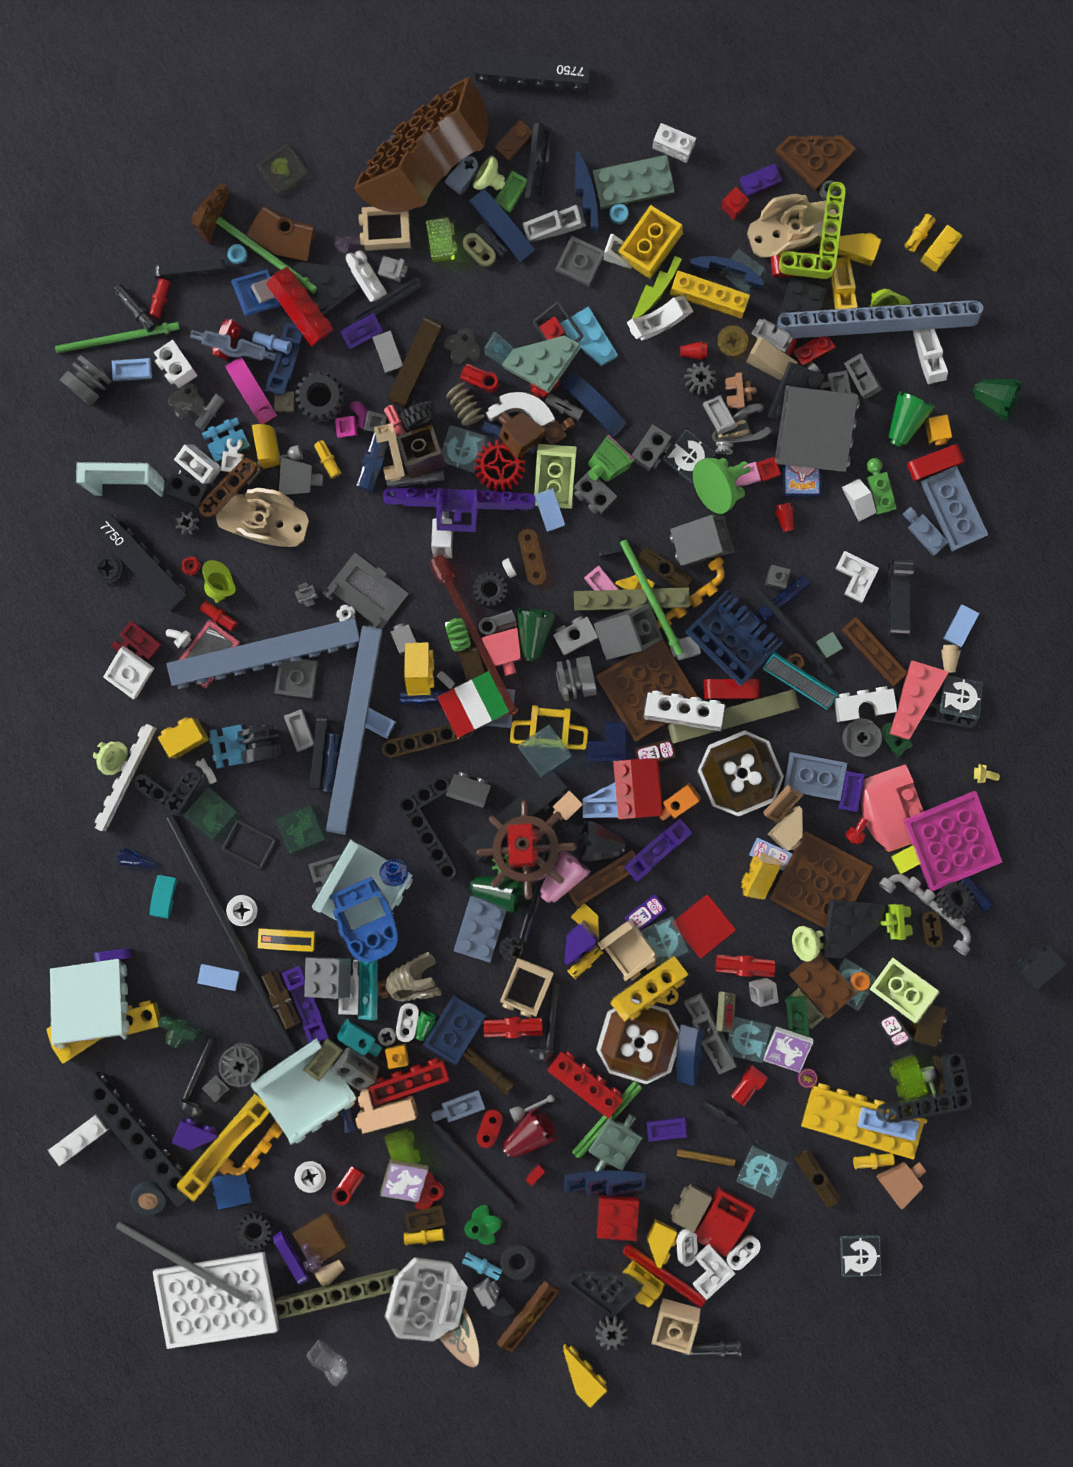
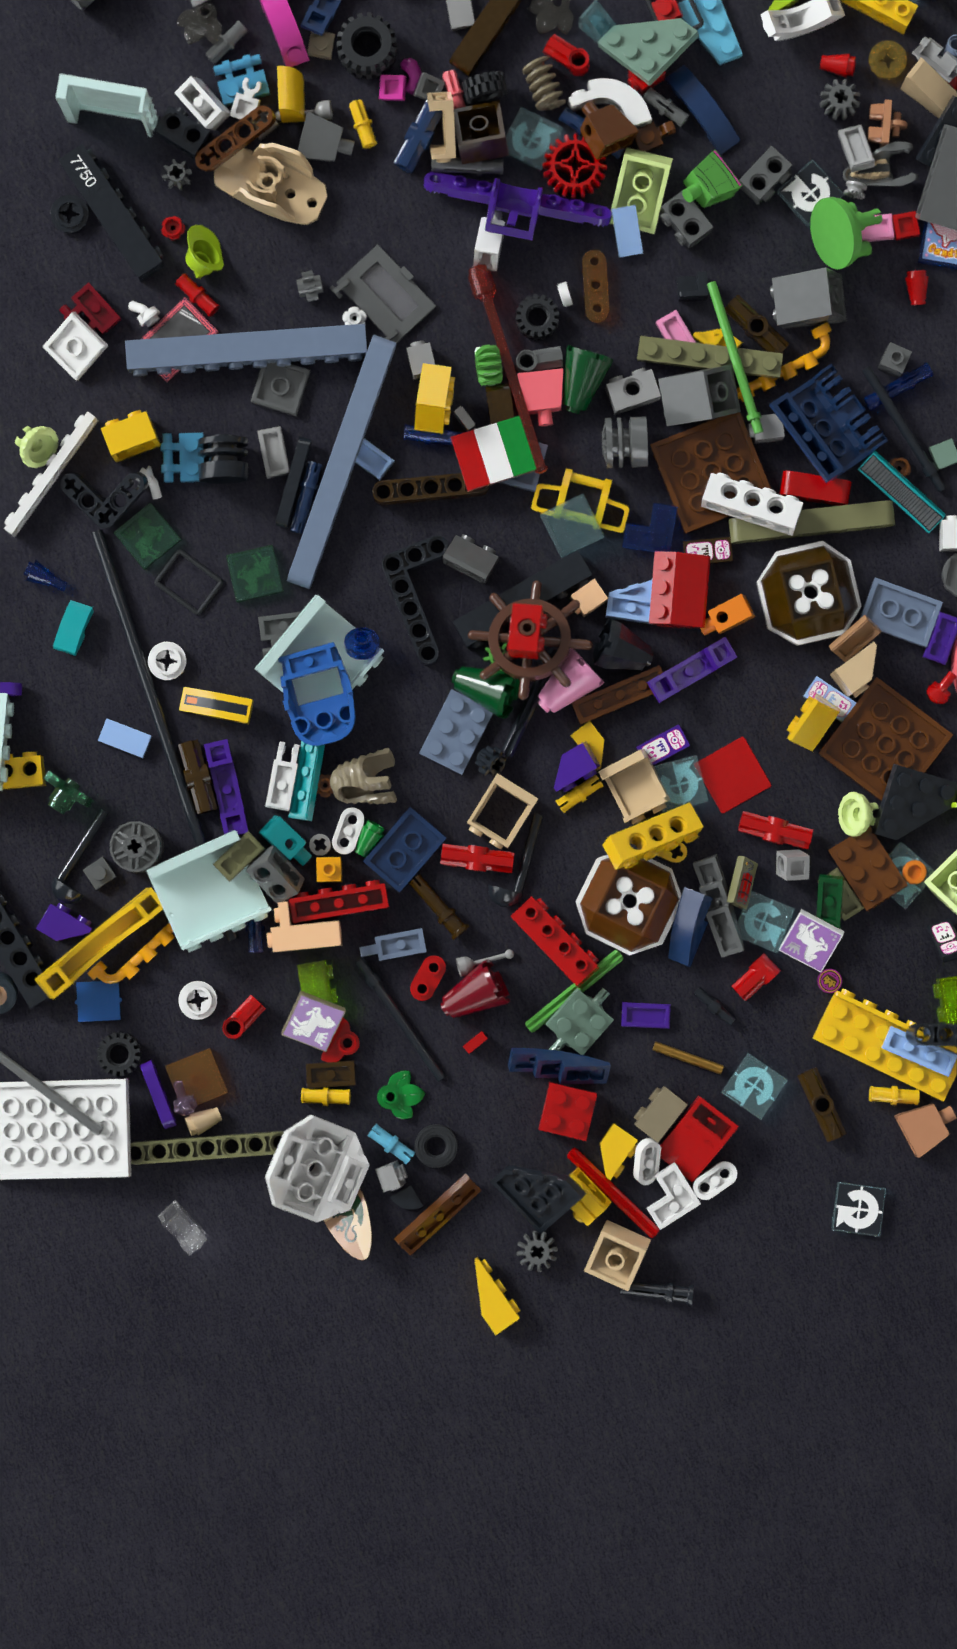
camera: 10 degrees right, 0 degrees up
(327, 977) = (260, 758): brick -> none

